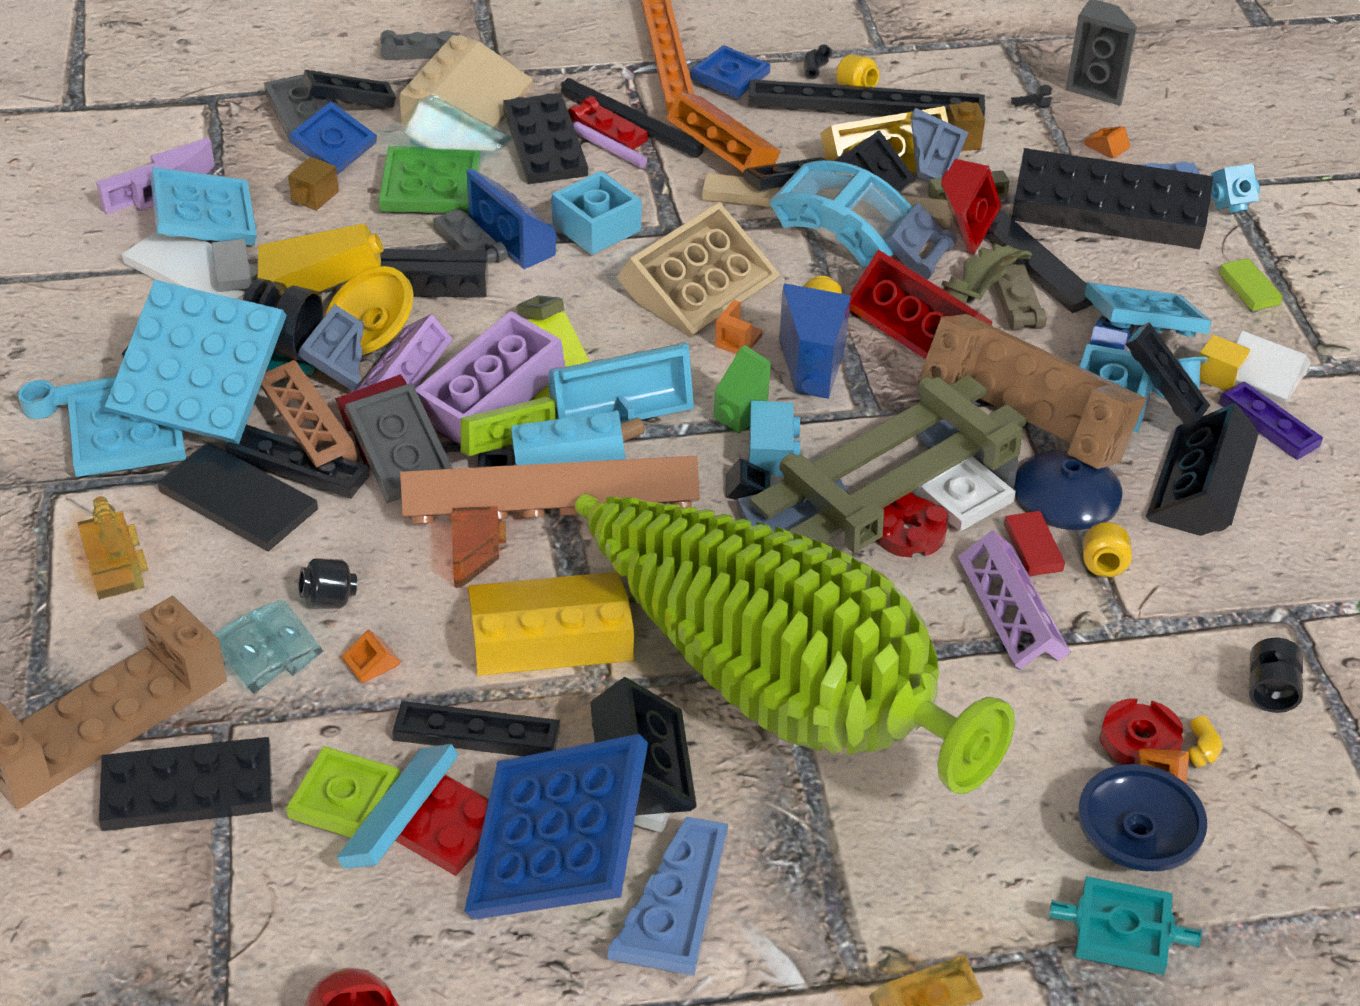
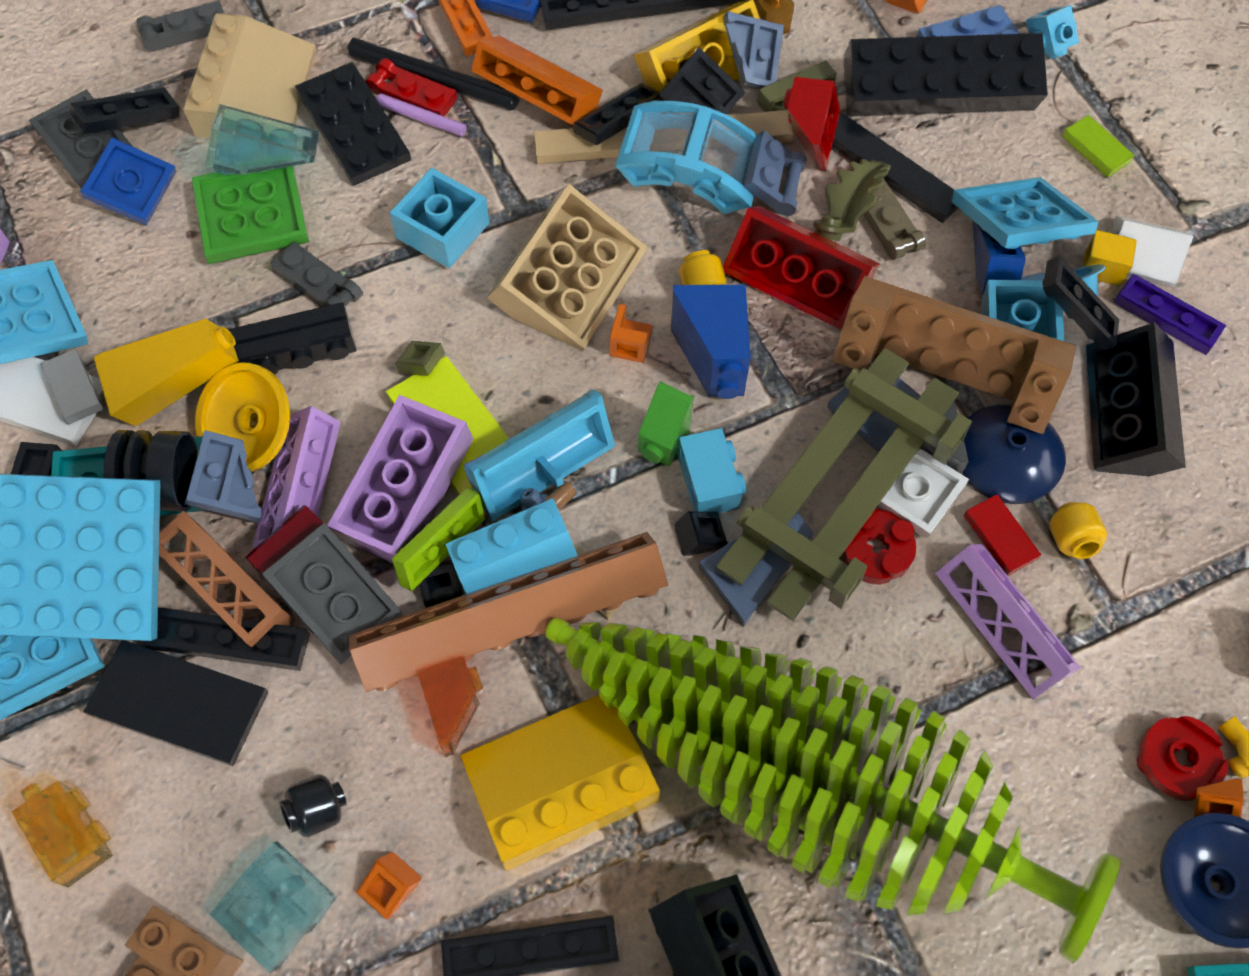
camera: 15 degrees left, 20 degrees up
(313, 183) = (126, 247): pearl gold brick -> none
(509, 221) = (352, 250): blue slope -> none

